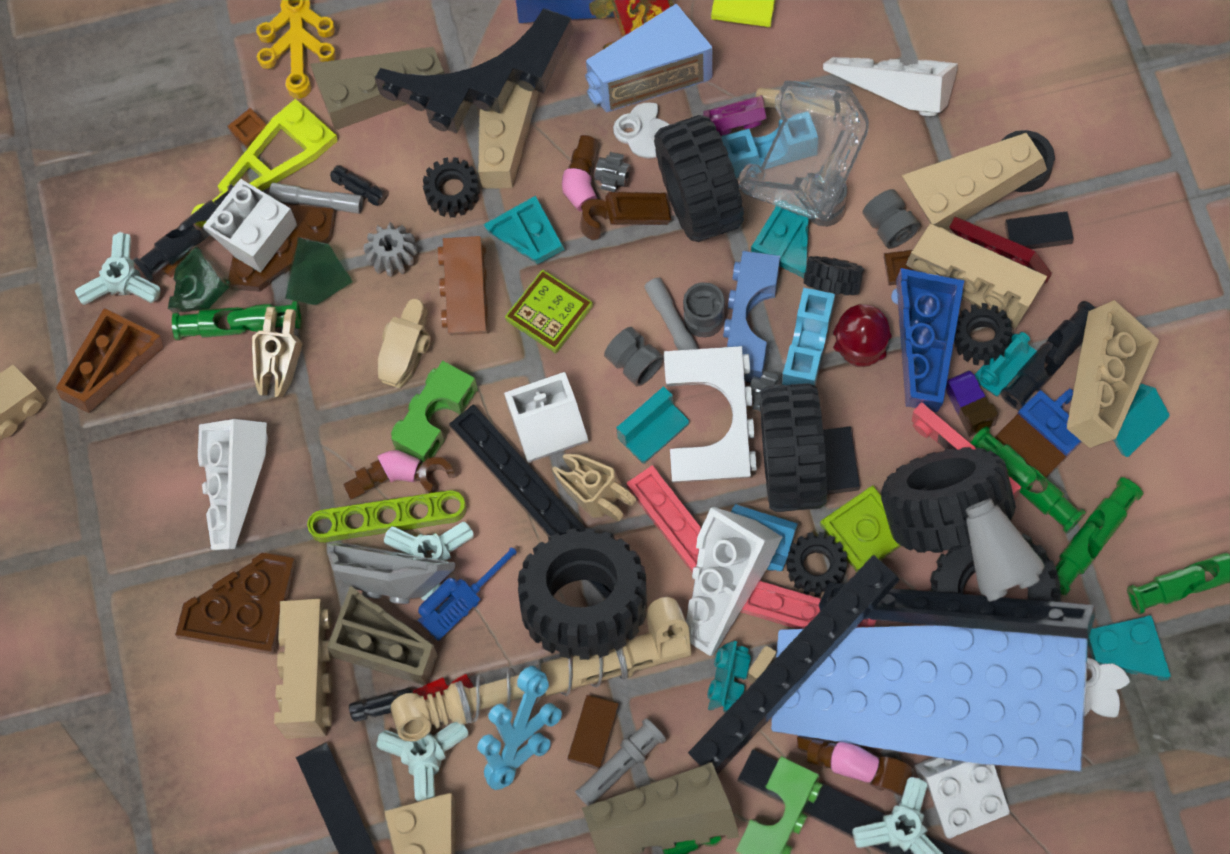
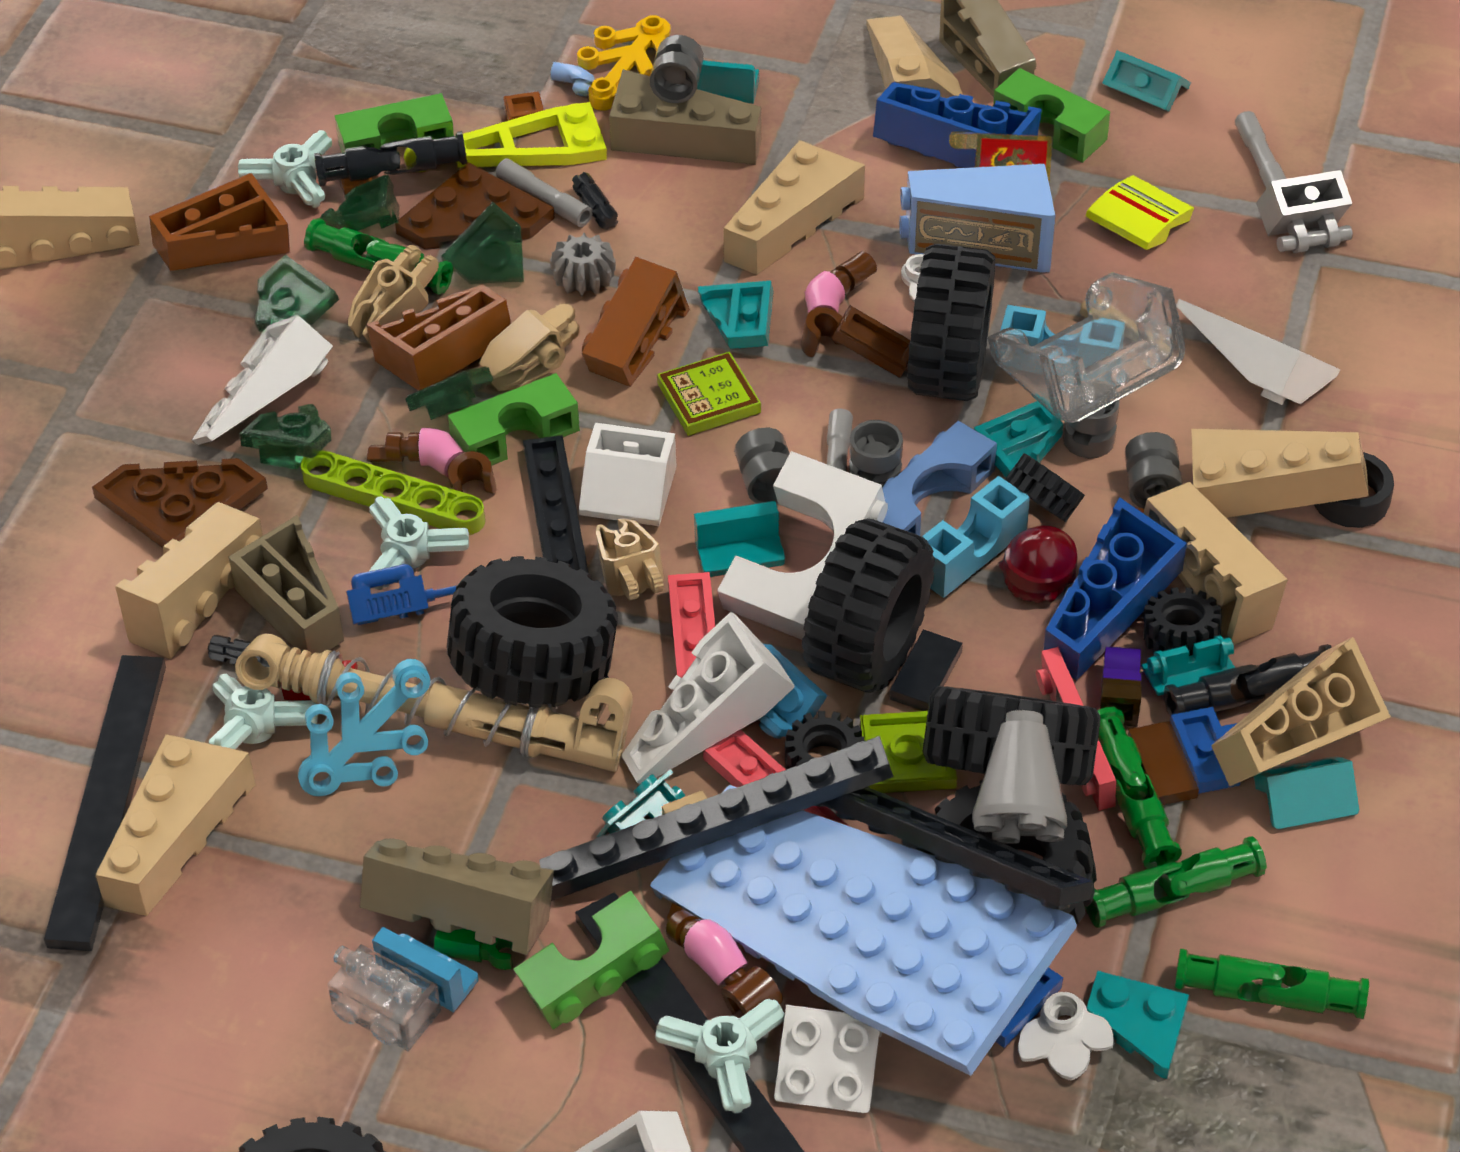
camera: 25 degrees right, 20 degrees down
(184, 182) = (395, 122): none -> bright green arch
(199, 391) = (291, 291): none -> clear green plate
(251, 225) = (454, 173): white slope -> none
(266, 77) = (573, 74): none -> light blue arm
(283, 511) = (287, 438): none -> clear green plate
(337, 372) = (442, 339): none -> dark orange wedge
(359, 51) = (676, 69): none -> dark grey wheel
(377, 28) = (729, 80): none -> teal panel
(378, 416) = (450, 393): none -> clear green plate
(386, 572) = (347, 528): light grey wedge -> none
(456, 202) = (690, 255): black tyre -> none
(489, 84) = (789, 151): black arch -> none
(593, 732) = (451, 791): reddish brown tile -> none
(612, 171) = (872, 296): dark grey gear -> none
(631, 752) = (478, 820): light grey pin -> none
(745, 113) = (1057, 300): magenta plate -> none
(1000, 245) = (1274, 550): dark red wing -> none
(1040, 230) = (1324, 564): black tile -> none

